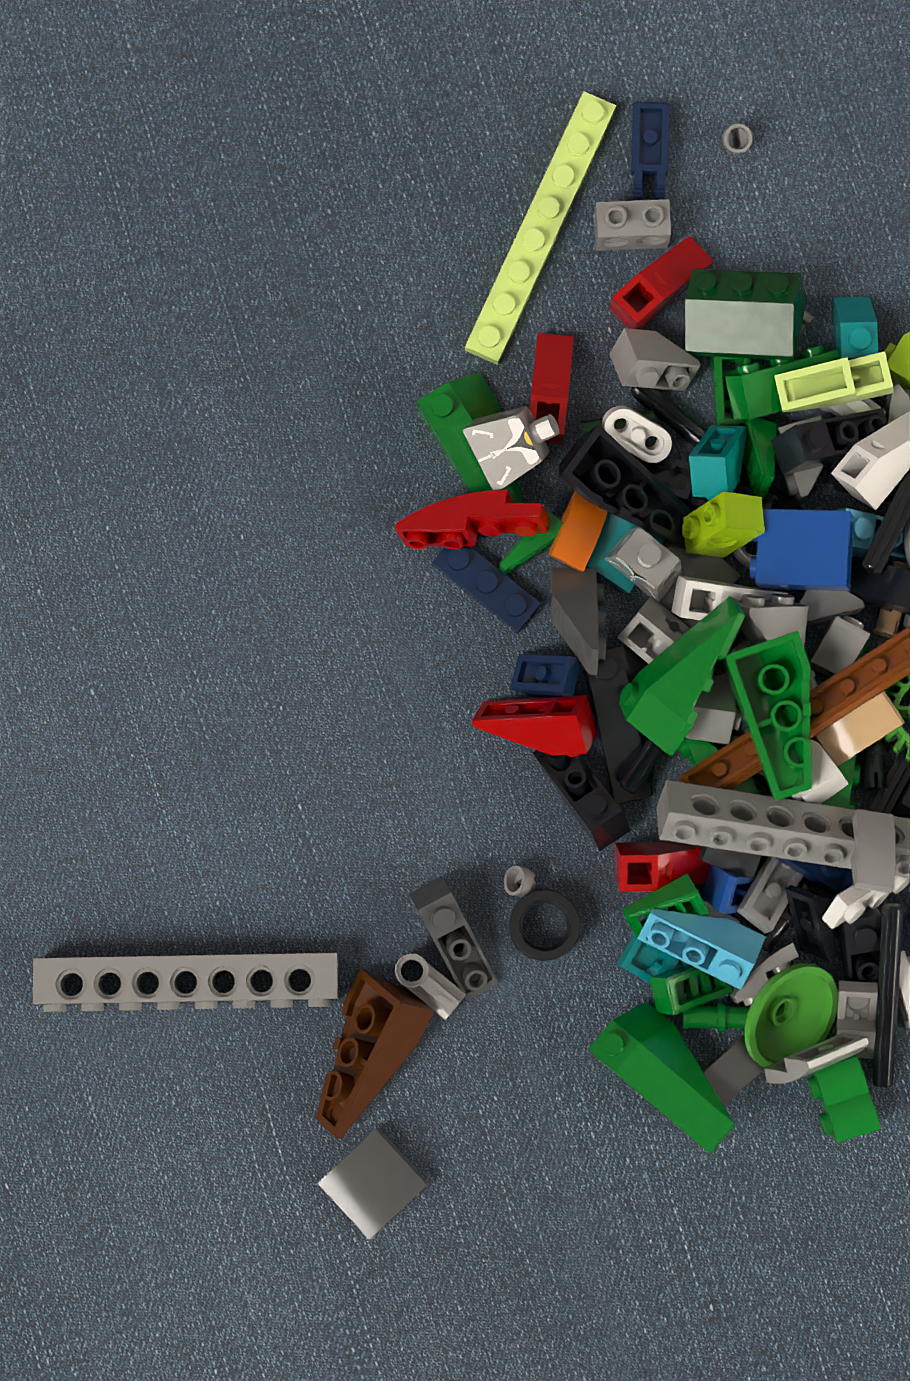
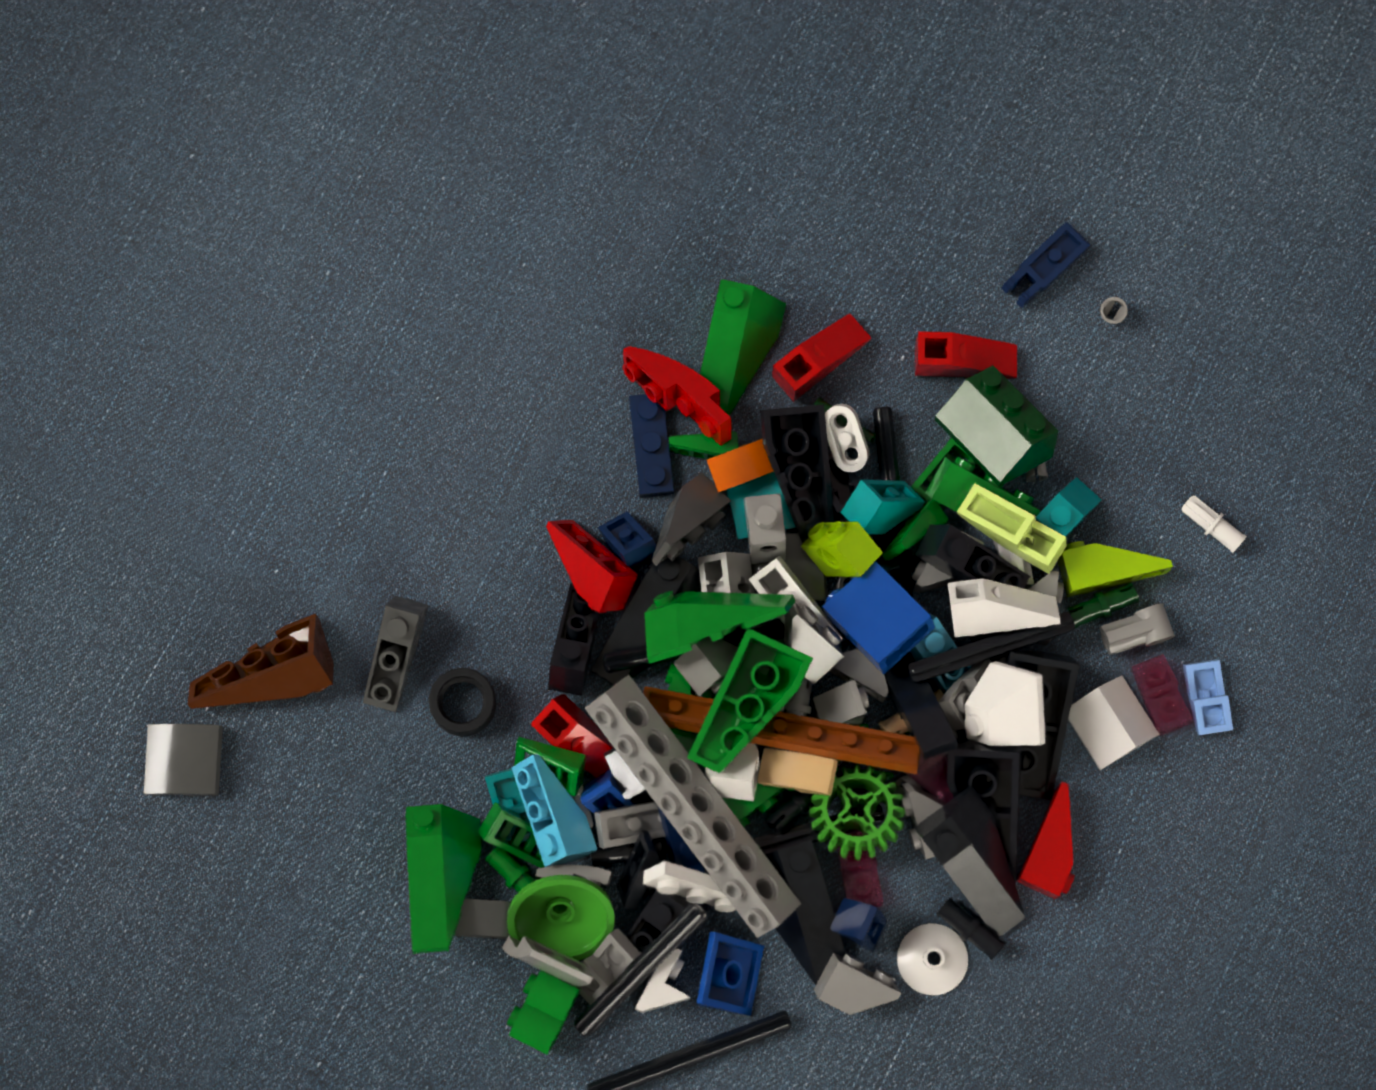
camera: 45 degrees right, 5 degrees down
(51, 974) = (117, 425): light grey brick -> none
(432, 987) = (348, 668): light grey piece -> none
(509, 443) = (751, 361): light grey torso -> none
(519, 875) = (475, 657): light grey hinge -> none
(540, 228) = (922, 247): yellowish green plate -> none
(632, 224) = (983, 300): light grey brick -> none
(652, 361) = (906, 402): light grey slope -> none
(874, 851) = (719, 855): light grey slope -> none

